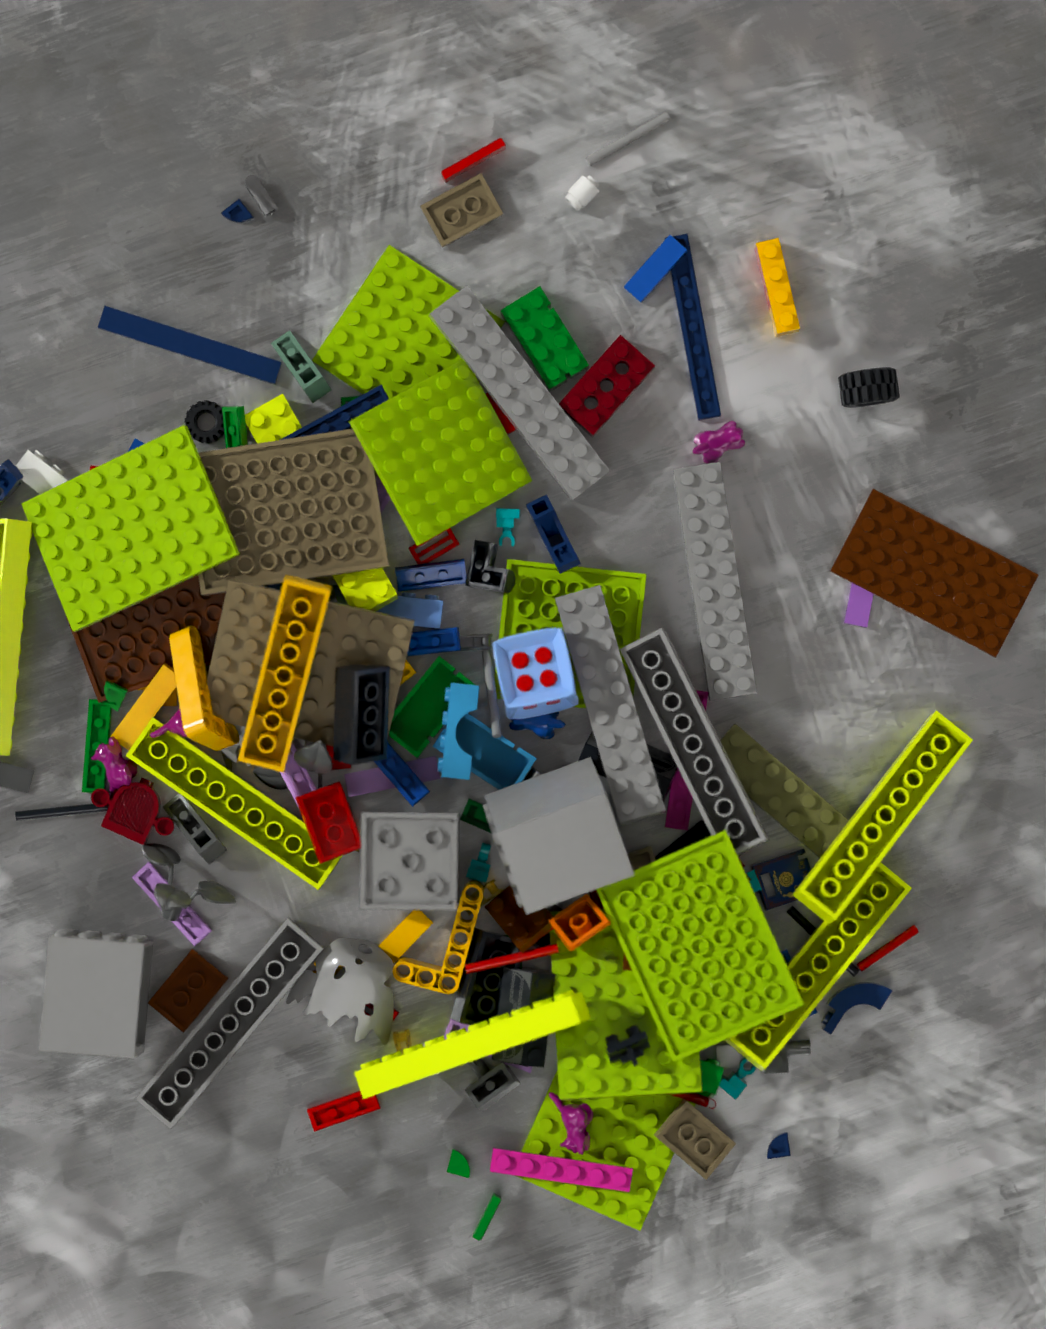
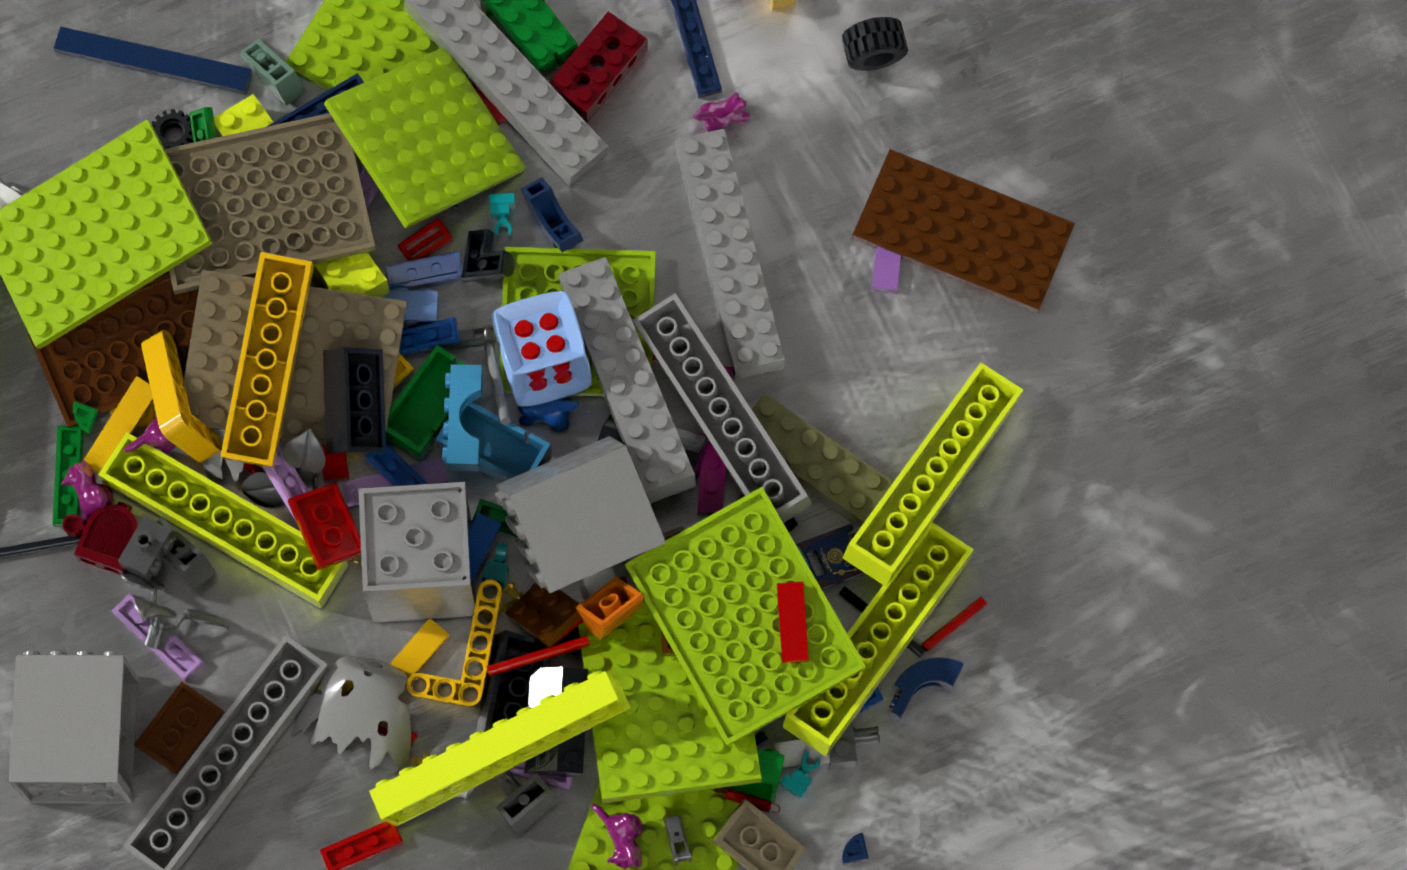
camera: 10 degrees left, 15 degrees down
(166, 829) = (147, 549): none -> dark grey brick
(468, 836) = (480, 539): none -> blue tile
(622, 1126) = (676, 836): none -> flat silver bar
(629, 1048) = (675, 734): black hips -> none
(742, 959) = (792, 622): none -> red tile

